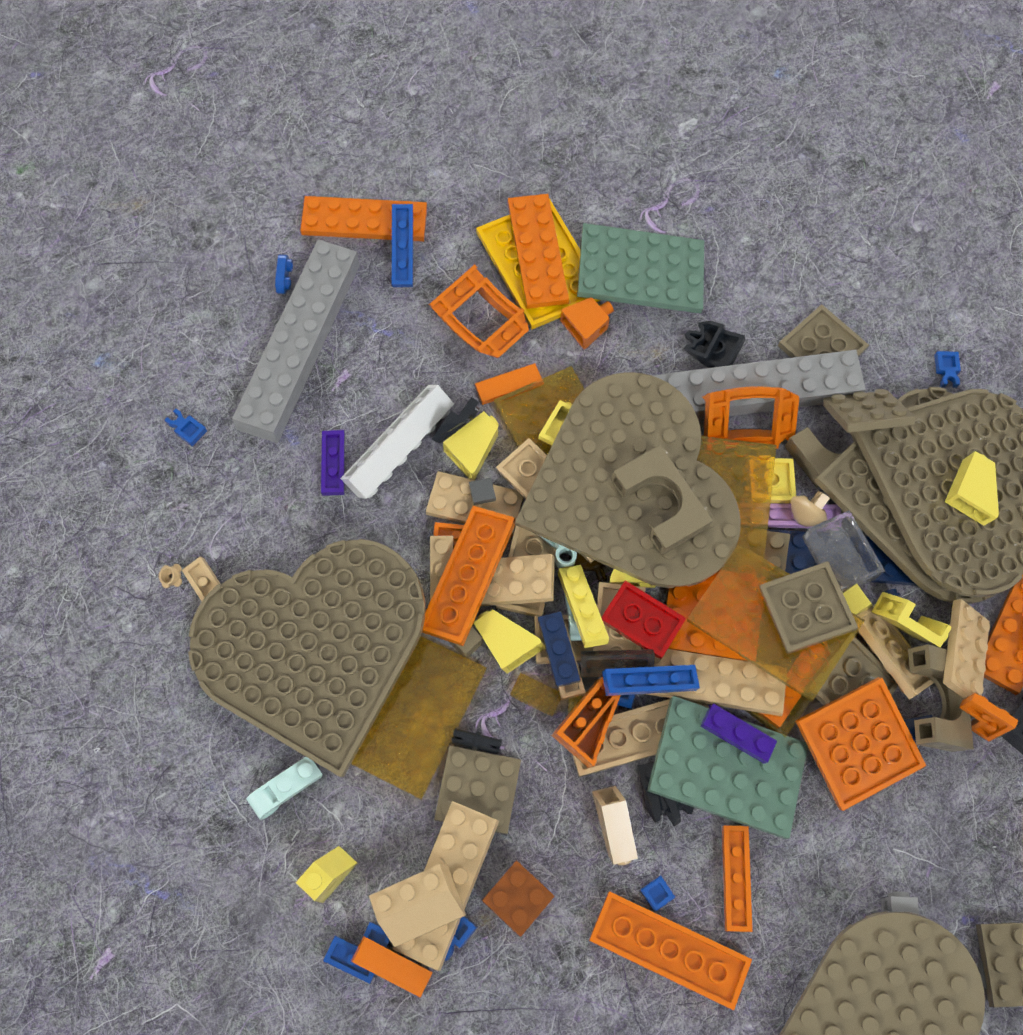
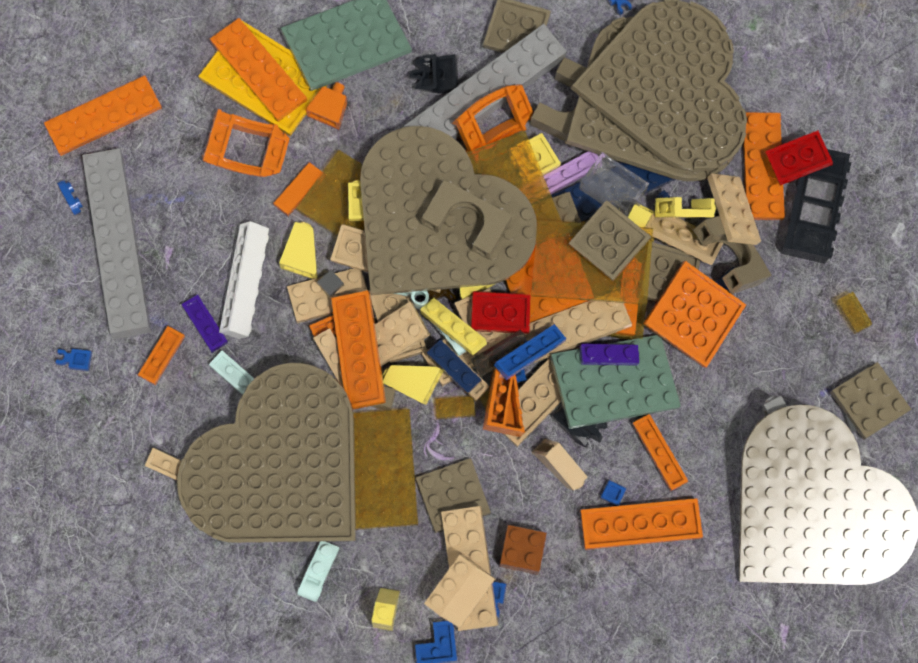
camera: 30 degrees left, 5 degrees up
(165, 576) = (133, 474): tan plate -> none
(270, 470) = (161, 355): none -> orange plate
(327, 522) = (231, 372): none -> light aqua plate
(391, 966) = (465, 641): orange tile -> none
(402, 245) = (150, 122): blue plate -> none
(454, 421) = (277, 243): black plate -> none
(476, 741) = (432, 463): black pin -> none
(809, 512) = (575, 167): tan piece -> none
(868, 411) = (577, 68): dark tan plate -> none
(975, 489) = (681, 86): light yellow slope -> none
(989, 719) = (772, 248): orange plate -> none

